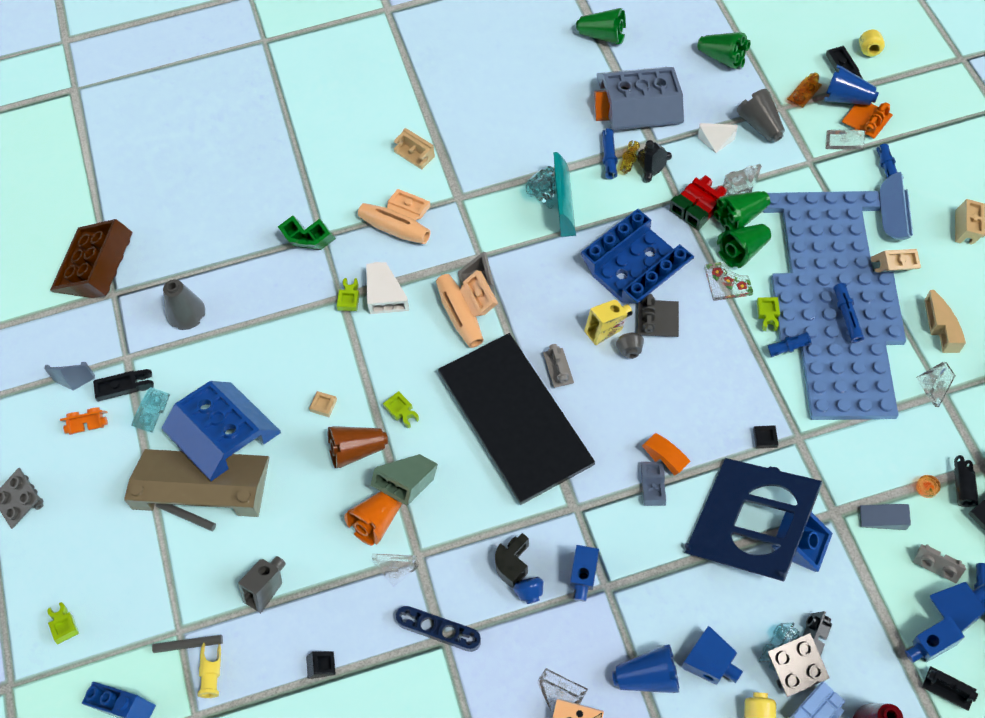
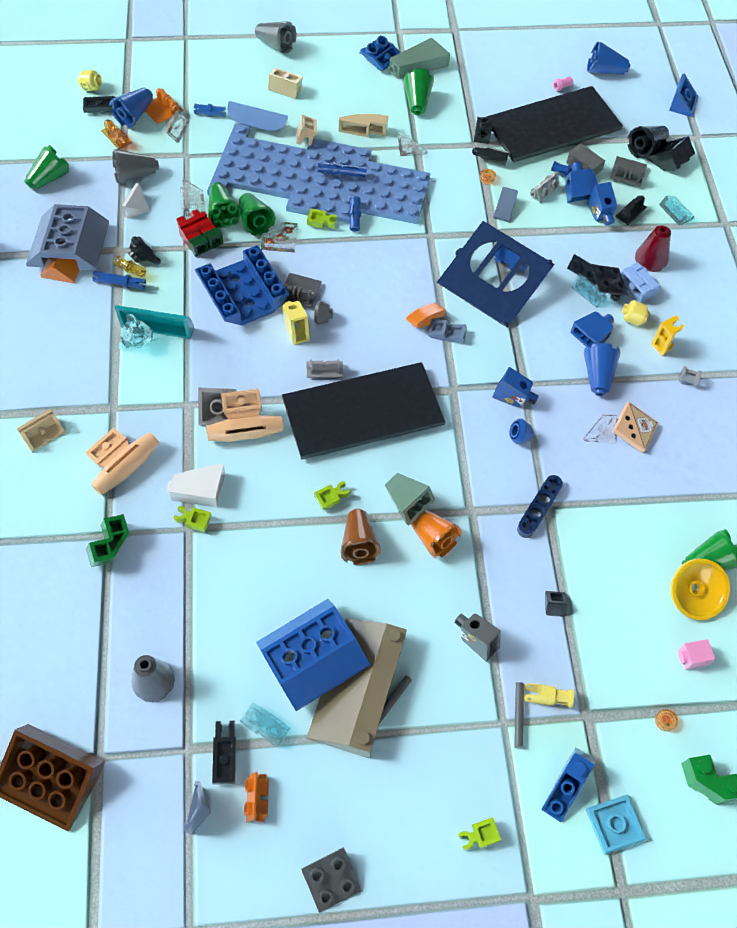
camera: 85 degrees left, 0 degrees up
(323, 404) = (304, 562): tan tile -> none
(395, 567) = (482, 528): clear slope -> none
(507, 561) = (496, 442): pearl dark grey brick -> none
(765, 437) = (425, 253): black tile -> none

